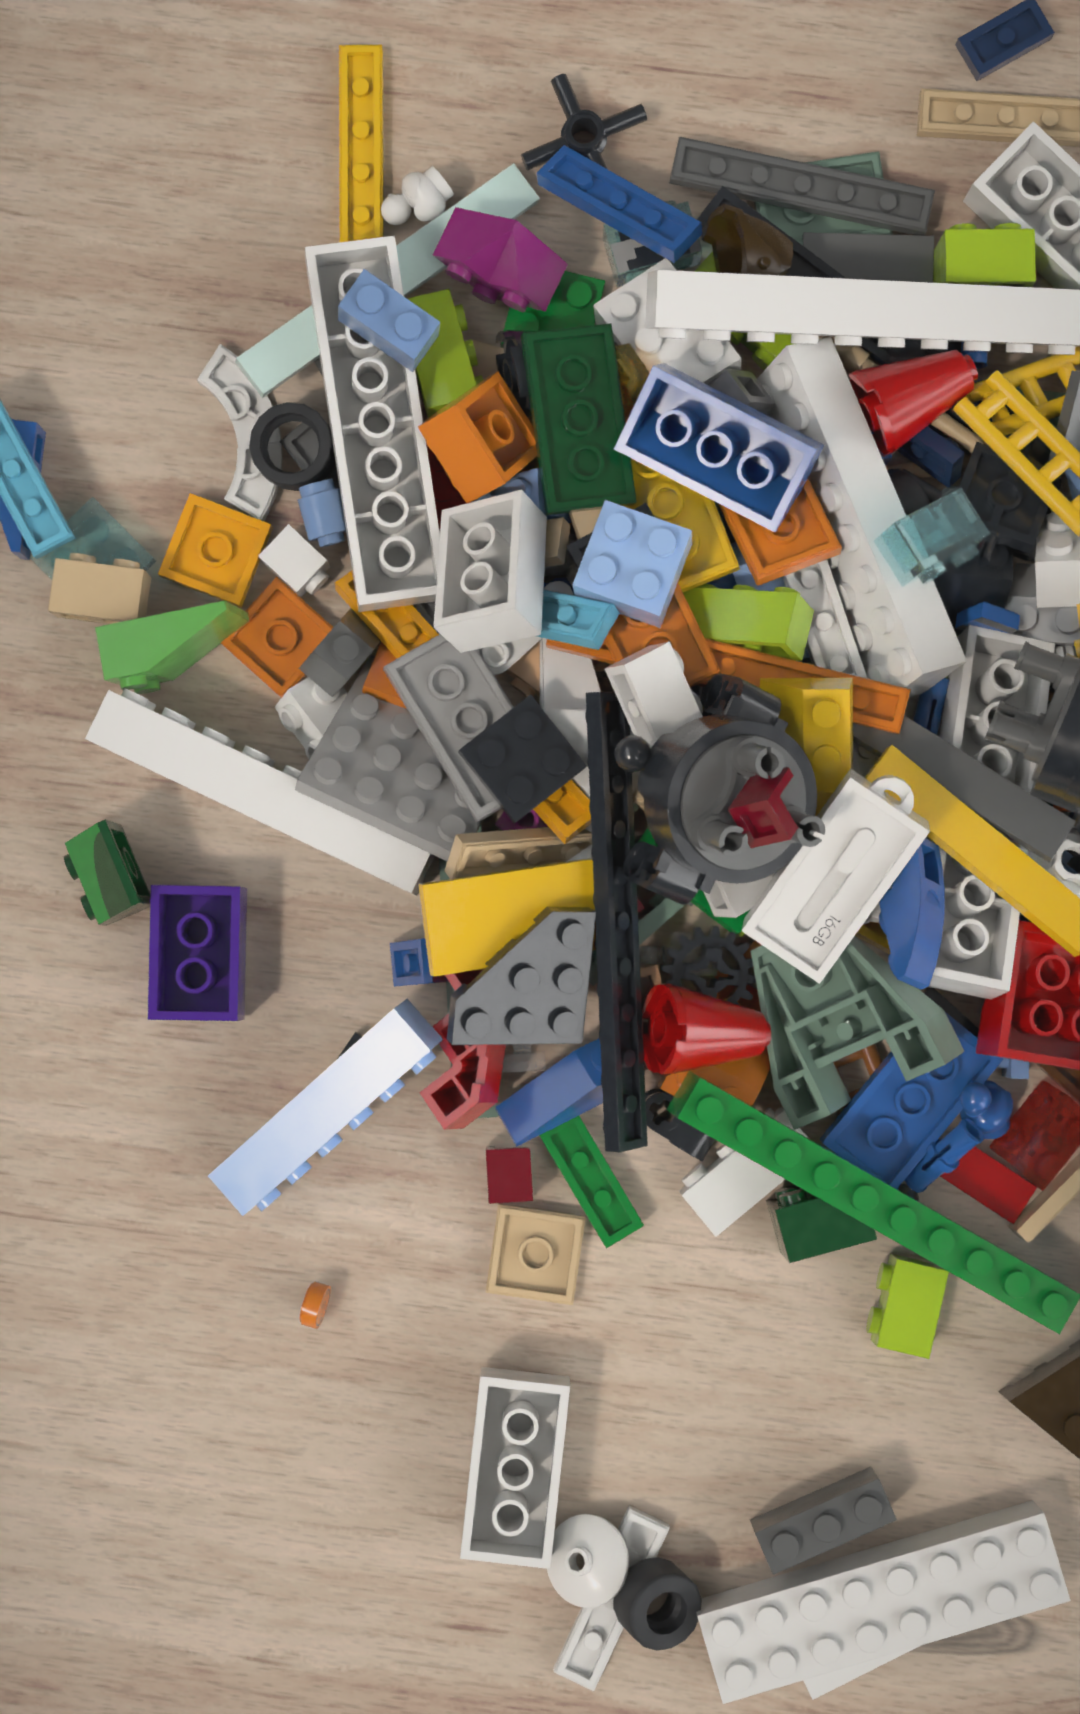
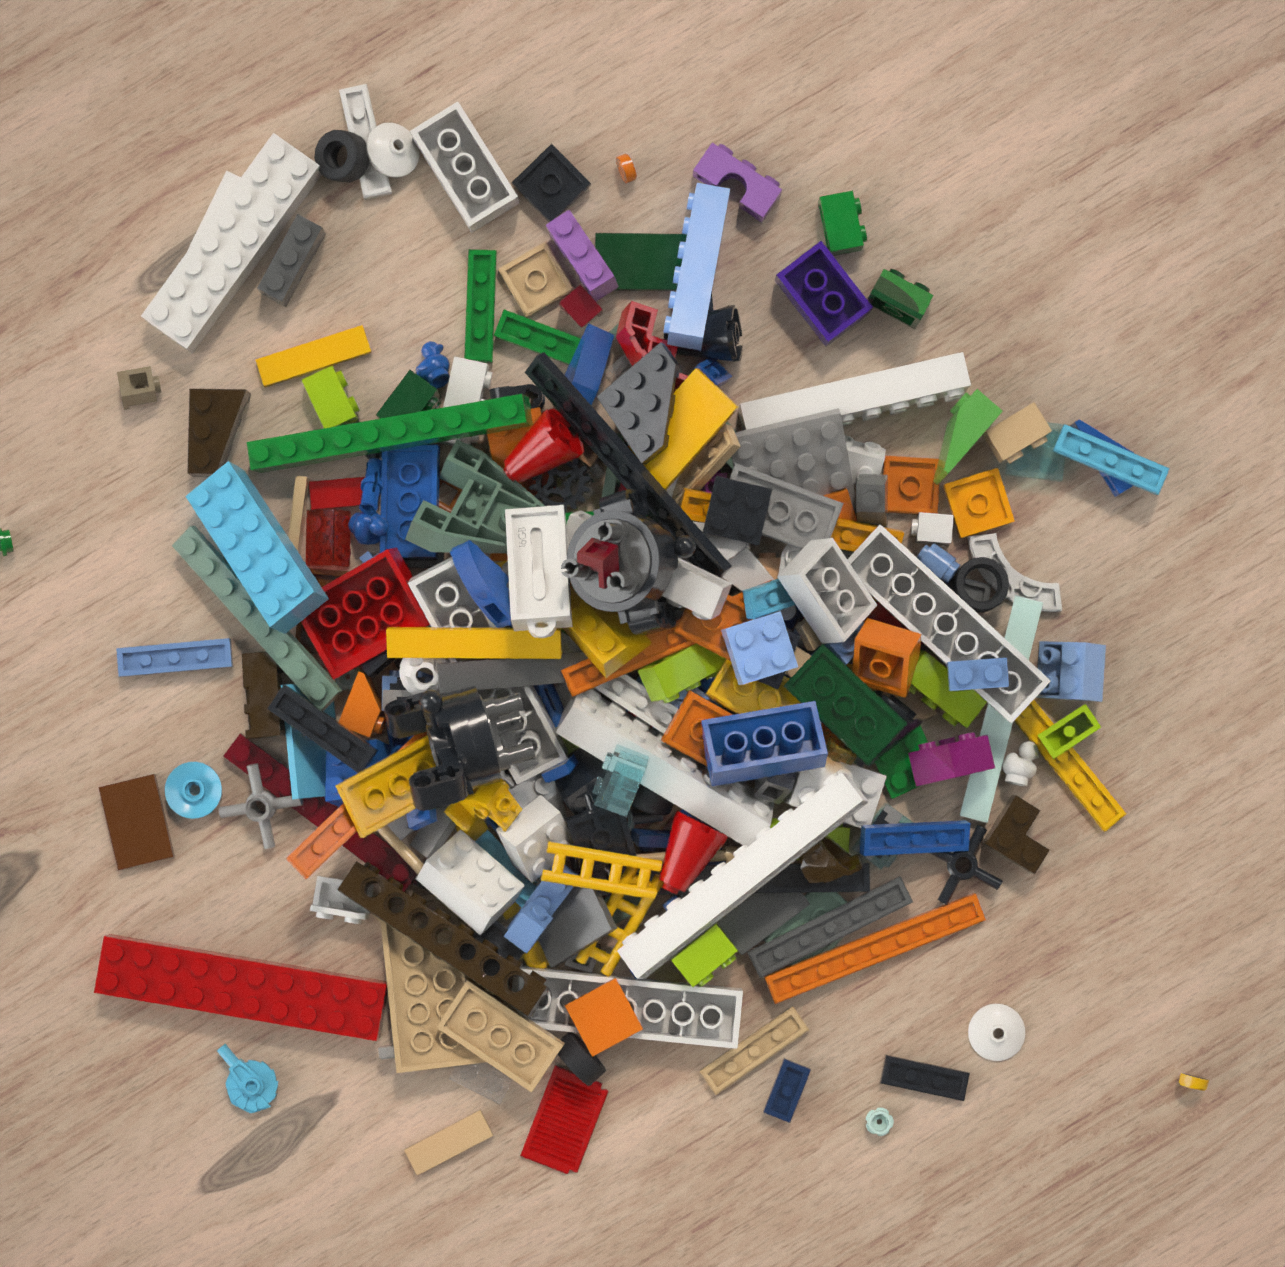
camera: 140 degrees right, 0 degrees up
(104, 1024) = (841, 223): none -> green brick
(196, 1216) = (720, 165): none -> medium lavender arch
(264, 261) = (1074, 670): none -> light blue slope
(328, 188) = (1069, 731): none -> lime slope
(366, 1000) = (719, 337): none -> black cone
(393, 1178) = (641, 259): none -> dark green tile
(423, 1359) = (551, 183): none -> black plate
(457, 1237) = (582, 255): none -> medium lavender arch
(500, 123) = (1010, 838): none -> dark brown brick
(629, 1276) = (480, 305): none -> green tile
(748, 1242) = (435, 365): none -> blue animal
(767, 121) = (874, 948): none -> orange tile
(886, 1377) = (313, 356): none -> yellow tile

